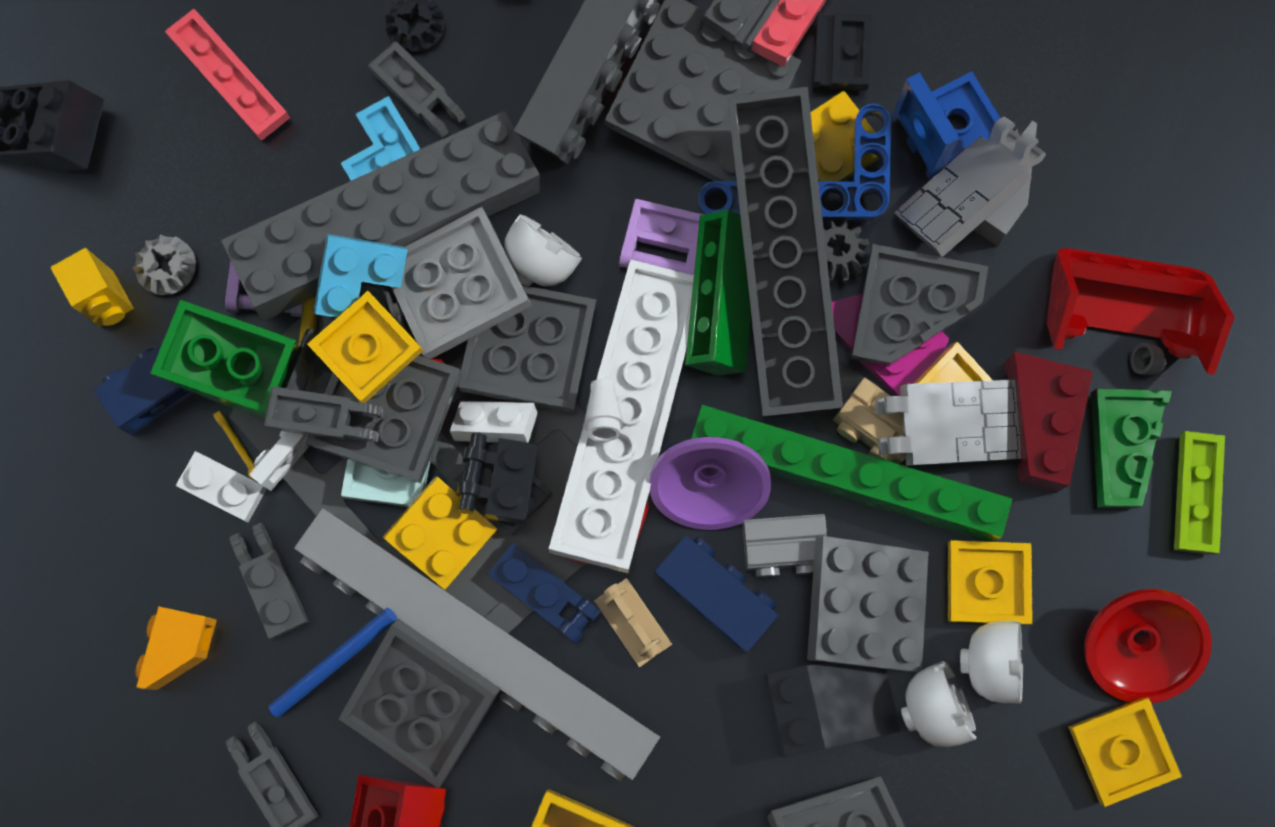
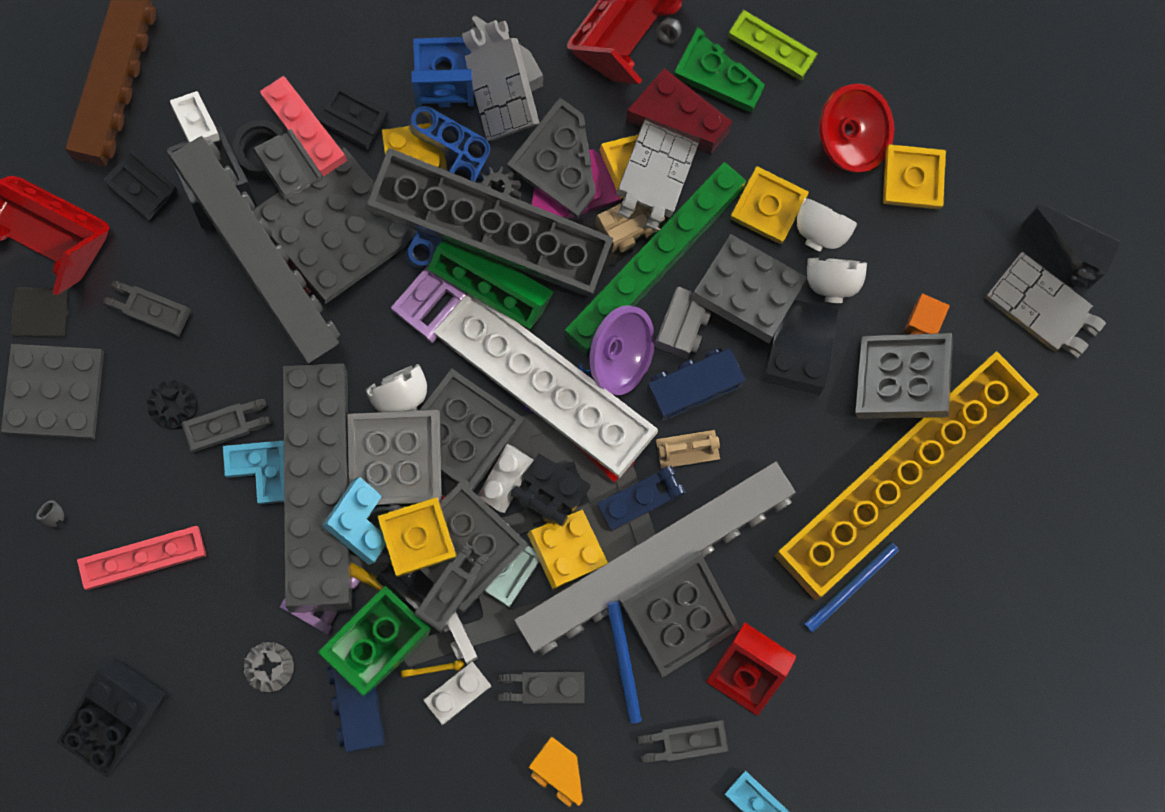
camera: 75 degrees left, 0 degrees up
(92, 288) = (268, 721): yellow brick -> none
(603, 413) = (541, 396): white cone -> none

